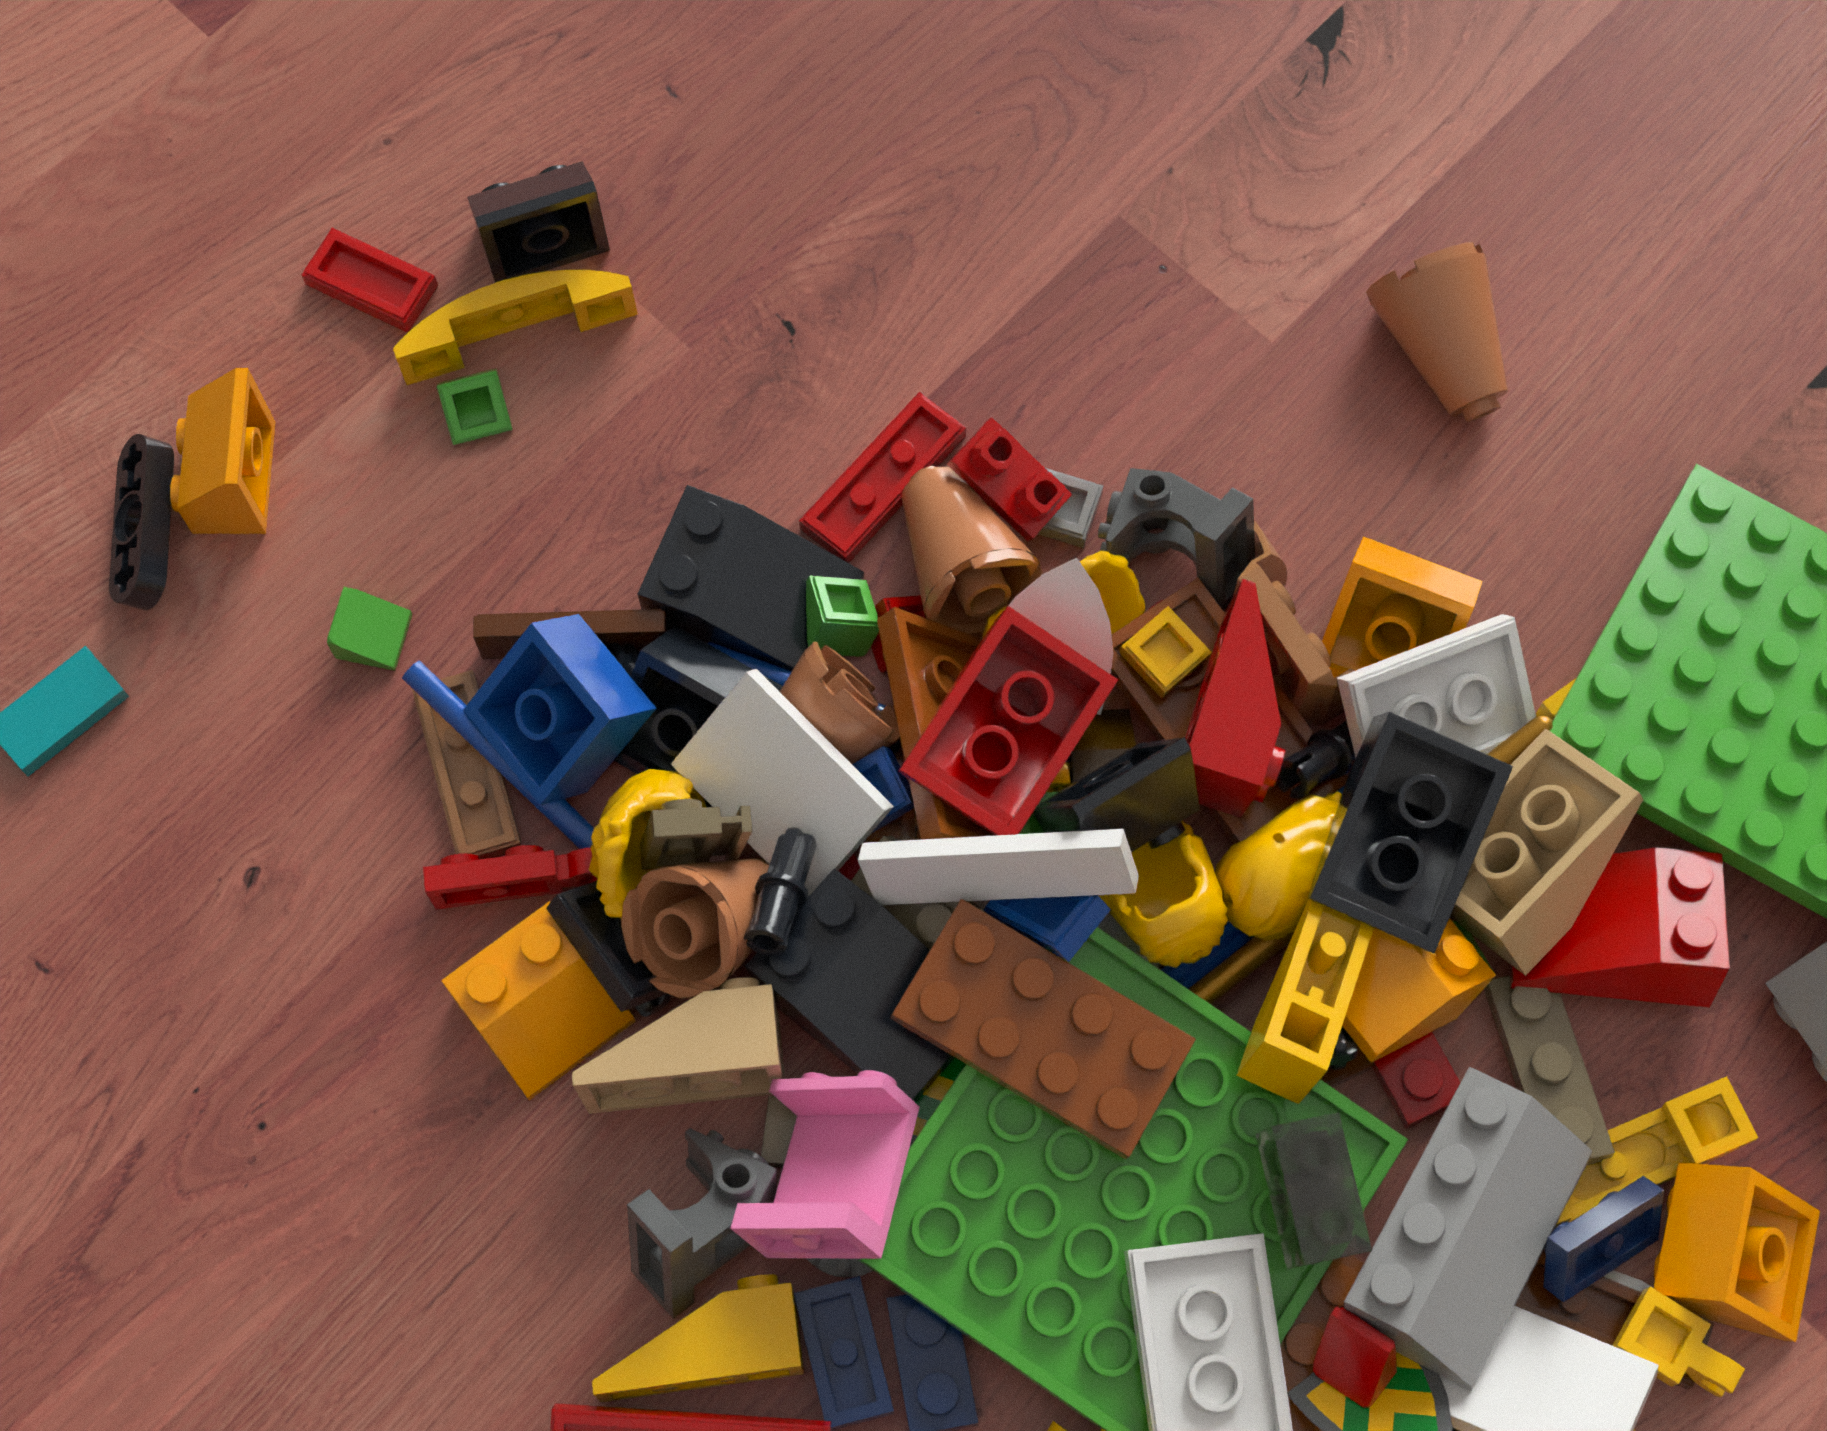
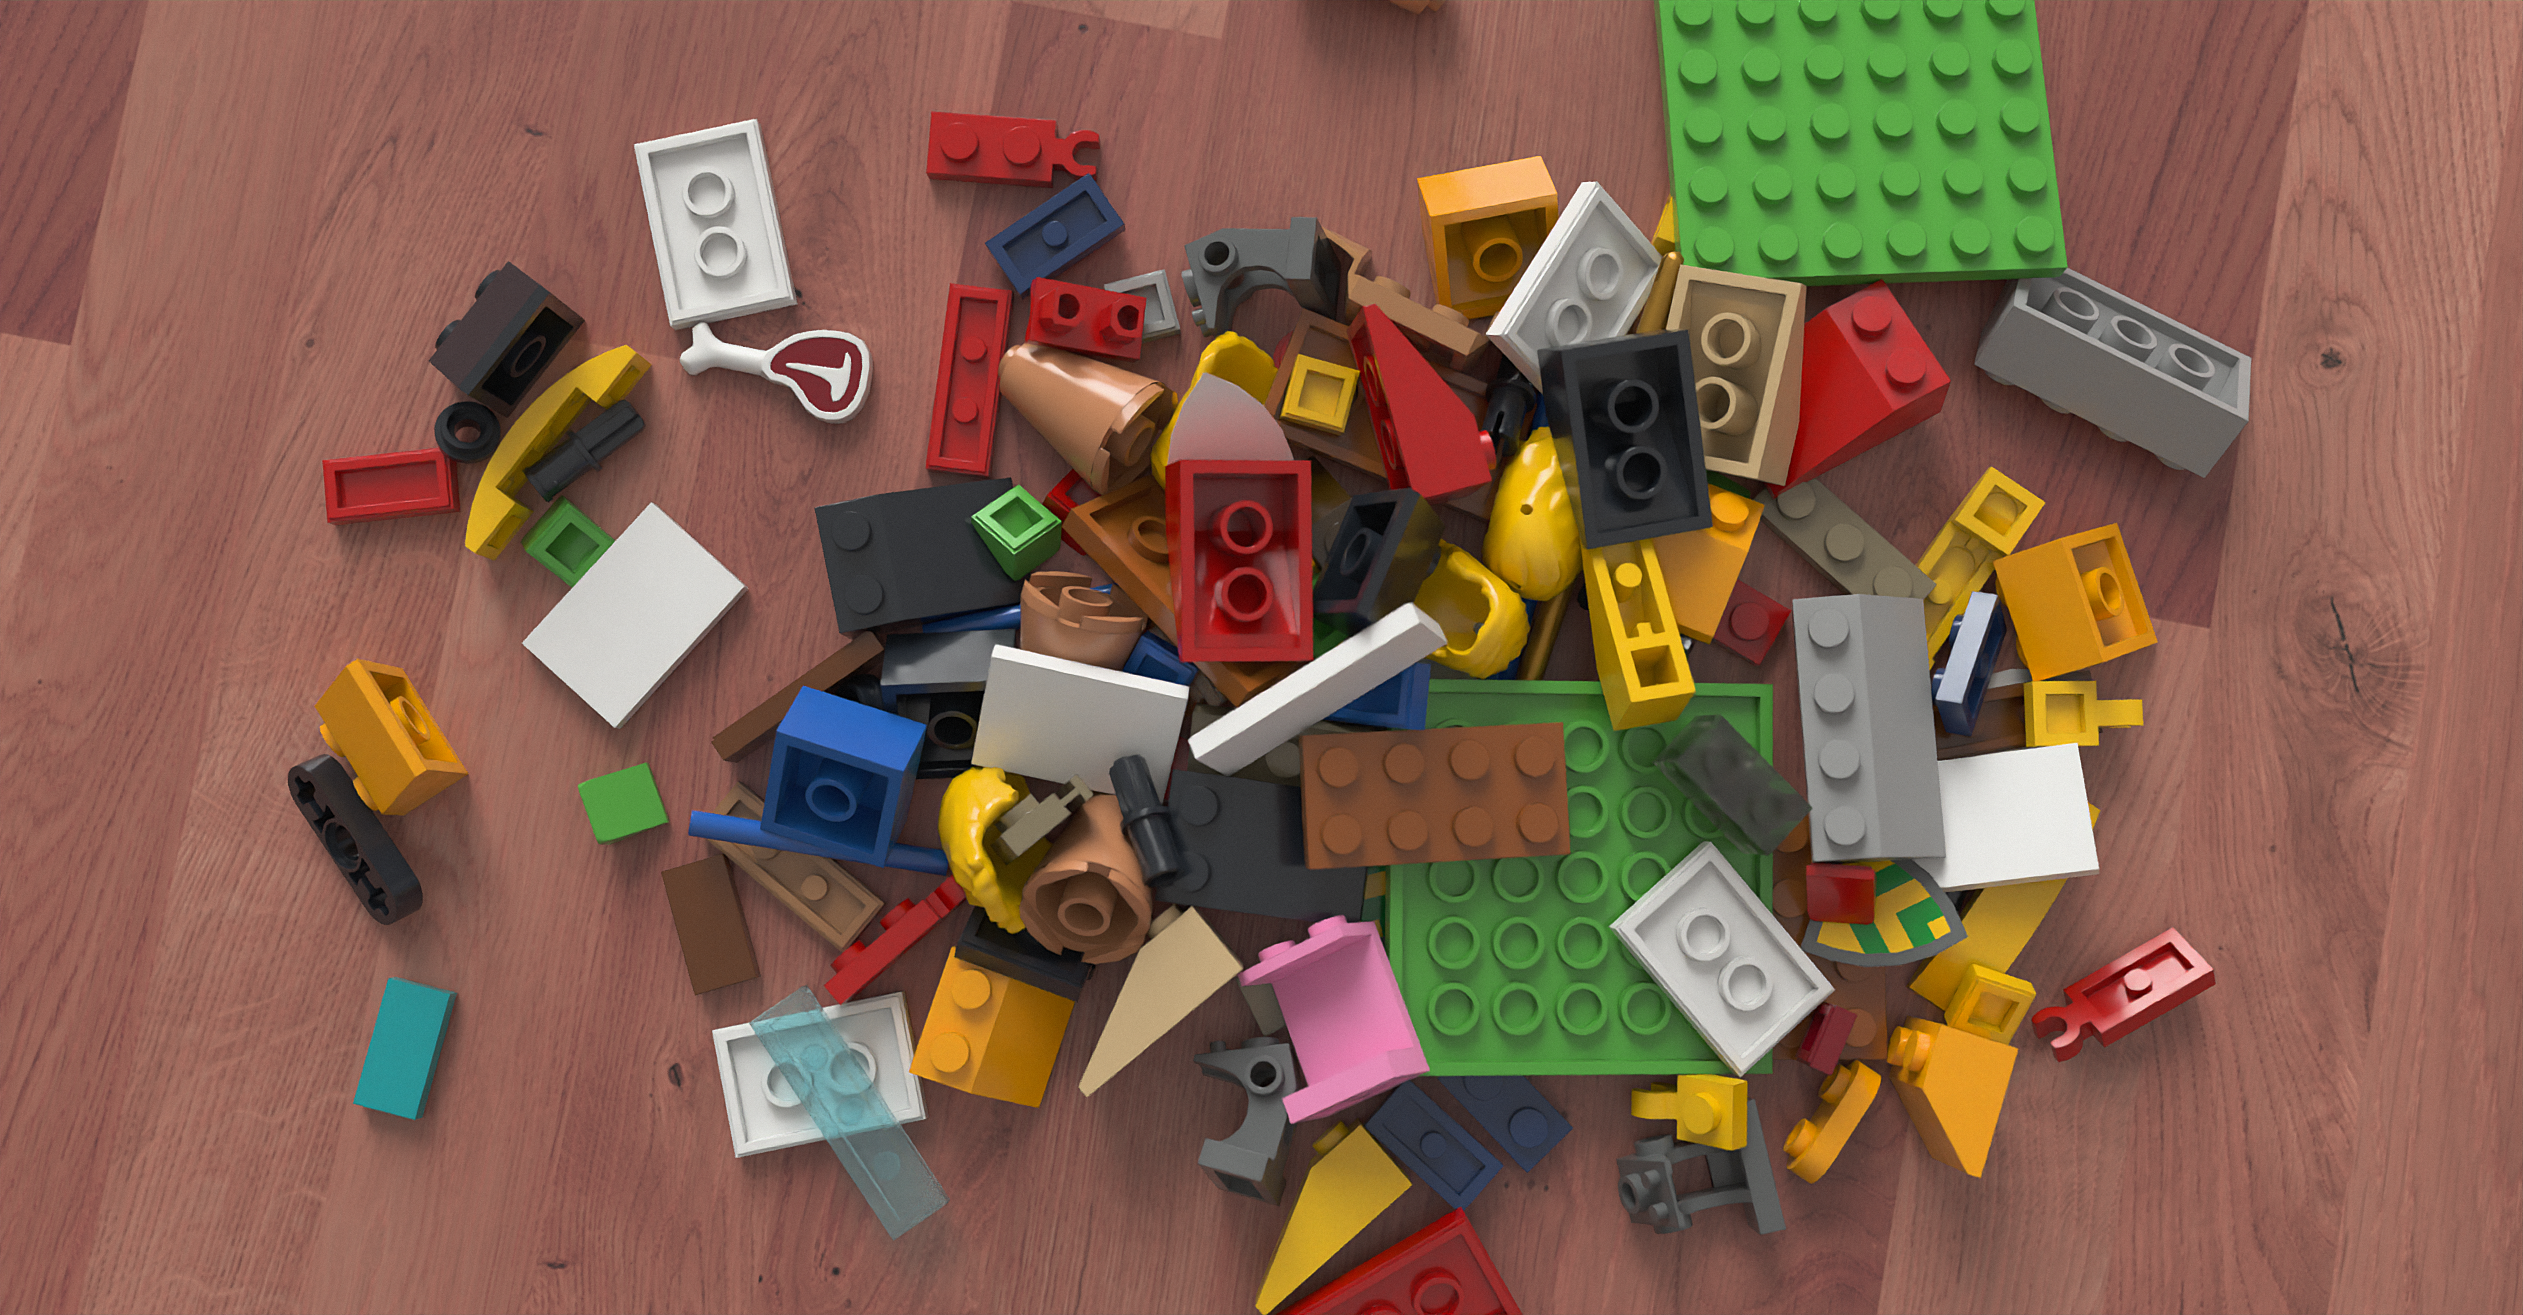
camera: 35 degrees left, 15 degrees up
(367, 950) = (765, 1108): none -> white tile
(368, 770) = (710, 924): none -> reddish brown tile
(369, 992) = (850, 1112): none -> clear light blue tile
(461, 259) = (467, 415): none -> black plate
(485, 492) = (635, 615): none -> white tile
(538, 341) = (584, 449): none -> black axle
(763, 240) = (715, 224): none -> white tile
(770, 395) = (822, 368): none -> white piece
(1033, 404) = (1056, 235): none -> dark blue plate
(1035, 321) = (1004, 150): none -> red plate

